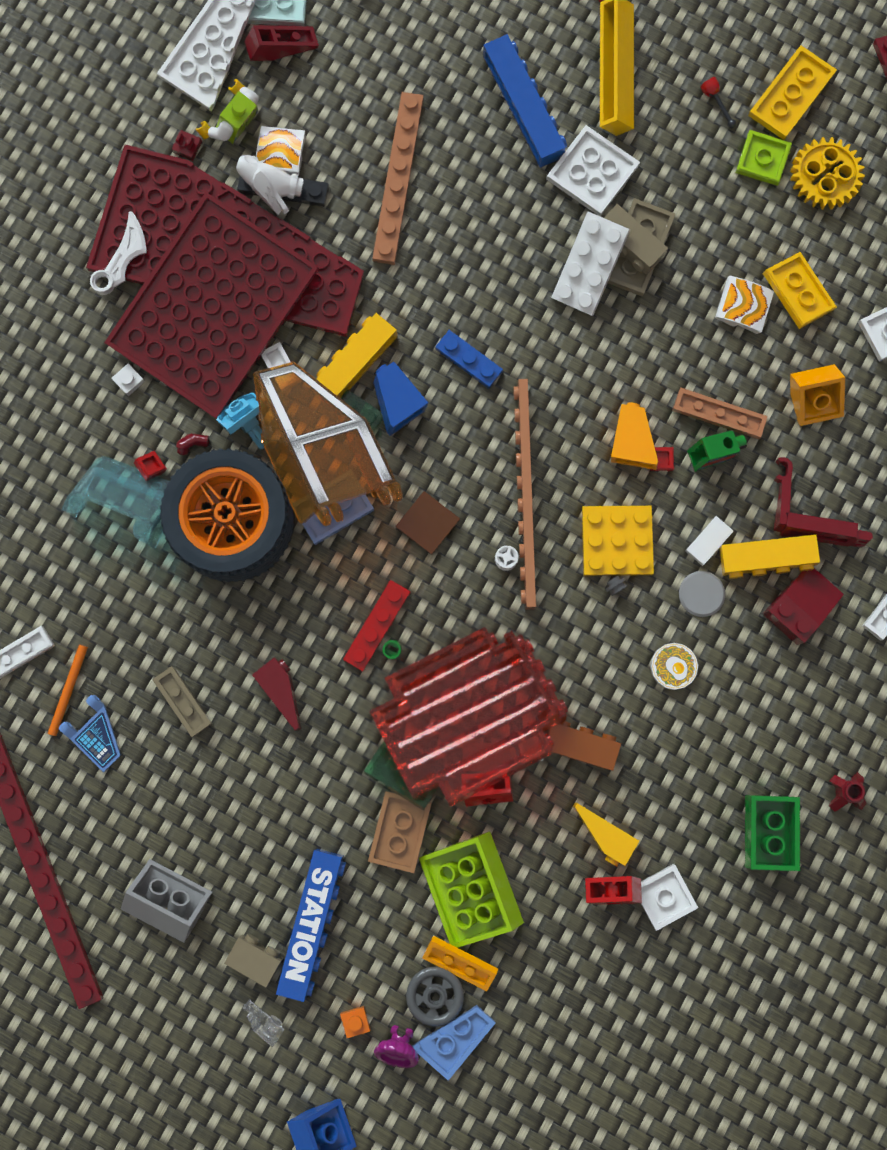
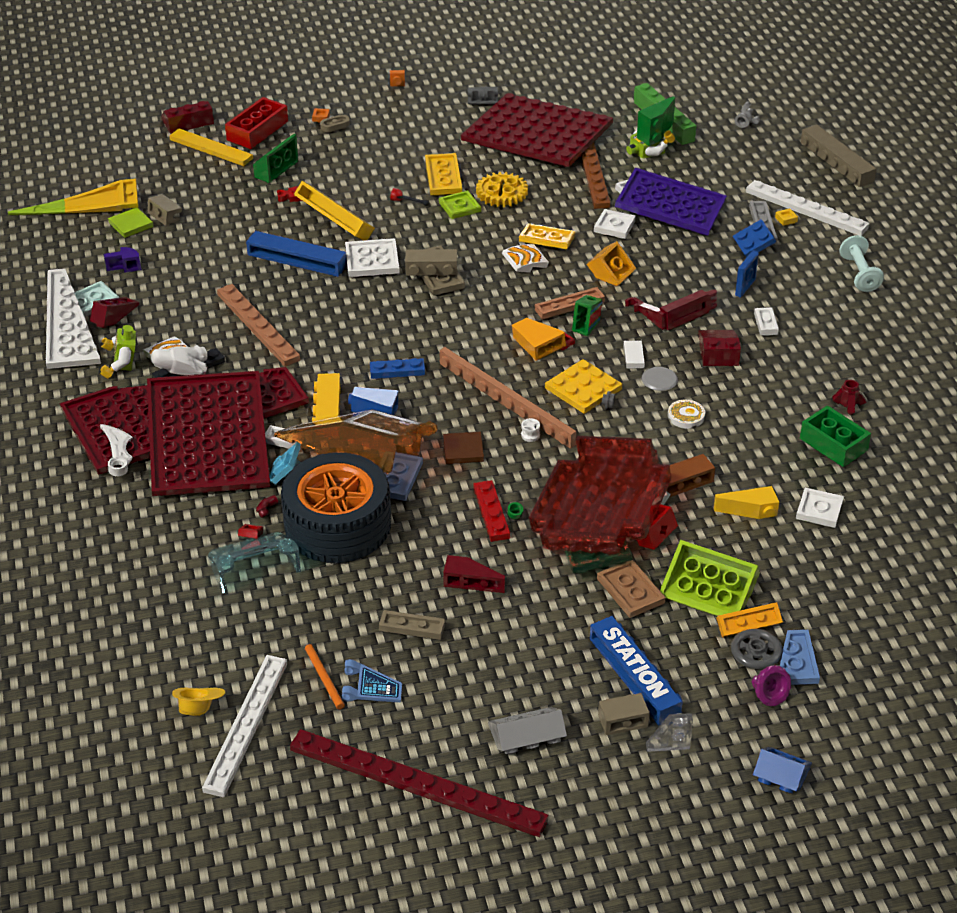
camera: 45 degrees left, 40 degrees down
(128, 379) = (186, 505): white plate -> none
(186, 145) = (100, 382): dark red tile -> none
(355, 1022) = (726, 700): orange plate -> none
(590, 263) = (420, 283): white plate -> none
(613, 890) = (788, 515): red brick -> none
(769, 555) = (673, 335): yellow brick -> none

